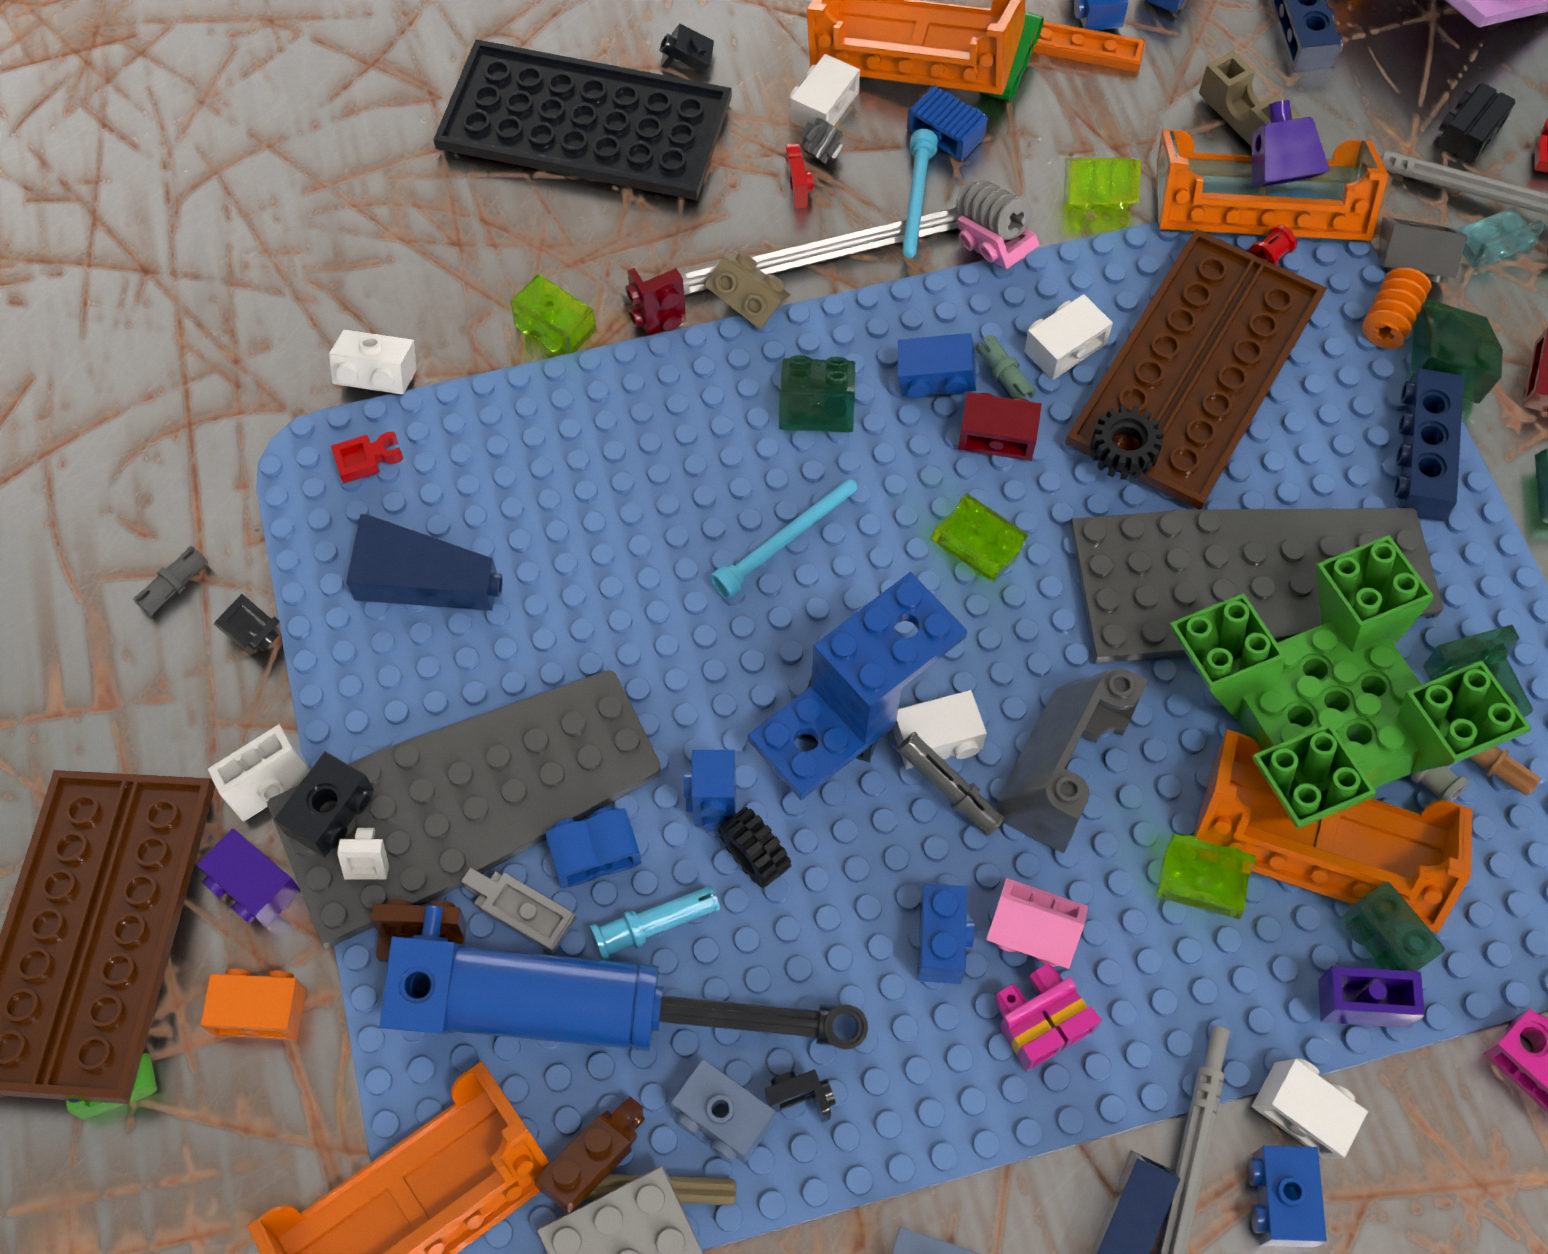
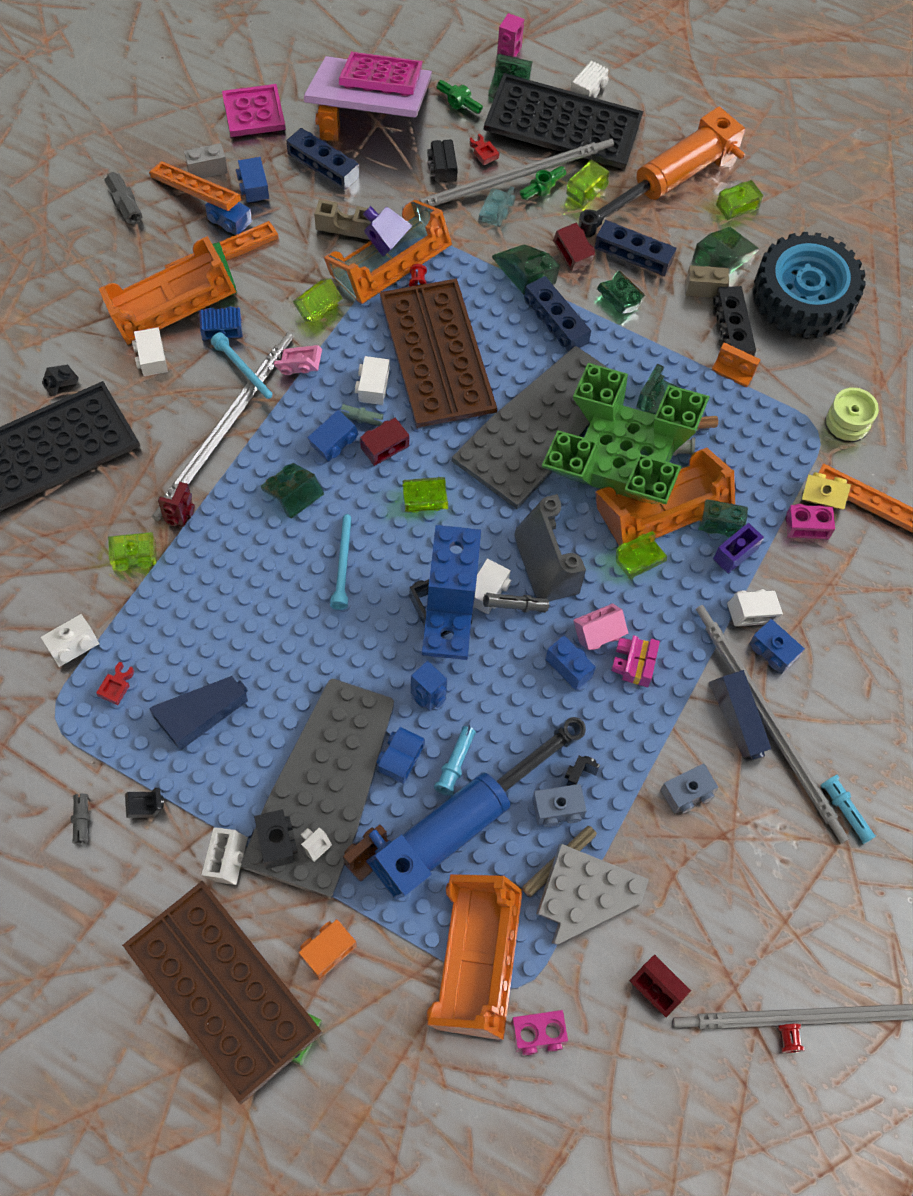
camera: 50 degrees left, 0 degrees up
(247, 877) = (266, 904): dark purple brick -> none
(520, 908) = (396, 806): light grey hinge -> none
(591, 1156) = (529, 868): reddish brown hinge -> none
(747, 288) = (213, 467): dark tan bracket -> none
(754, 847) = (467, 694): black tyre -> none
(800, 181) = (179, 400): red plate -> none
(821, 140) = (172, 374): dark grey gear -> none
(994, 208) = (288, 347): light grey piece -> none
(1128, 424) = (445, 396): black tyre -> none
(1396, 307) = (491, 266): orange piece -> none
(1421, 246) = (474, 233): dark grey slope -> none

